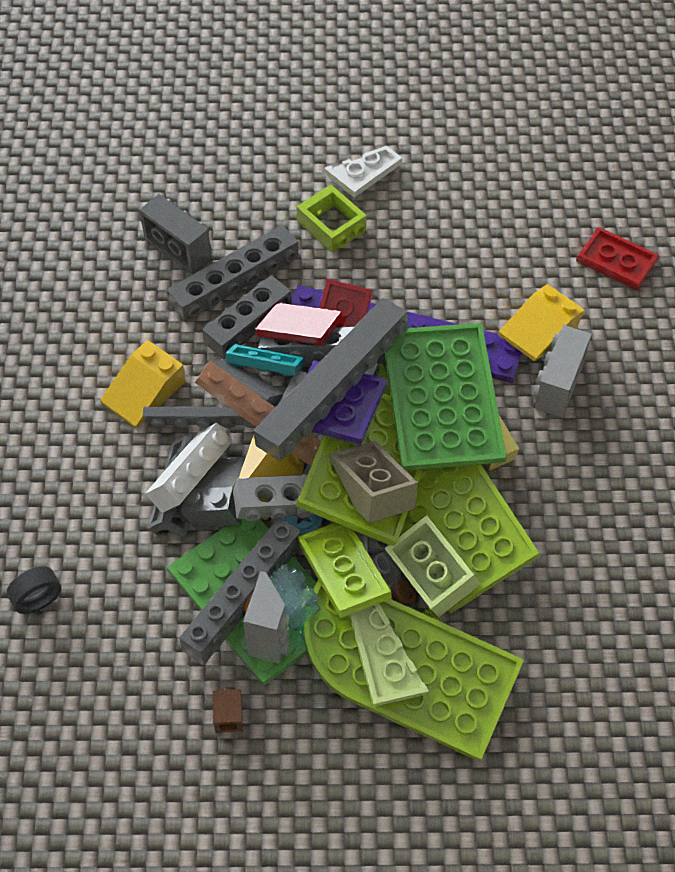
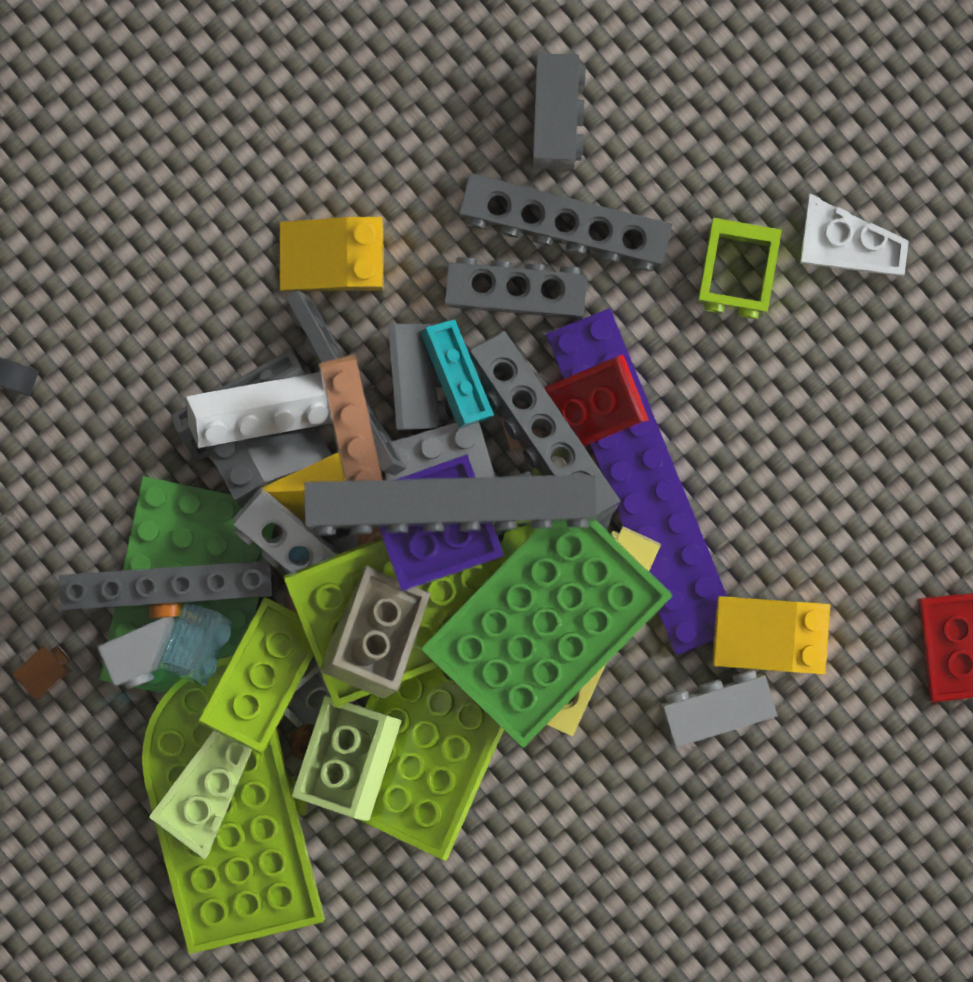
camera: 55 degrees right, 30 degrees up
(299, 323) = (537, 370): tile -> none

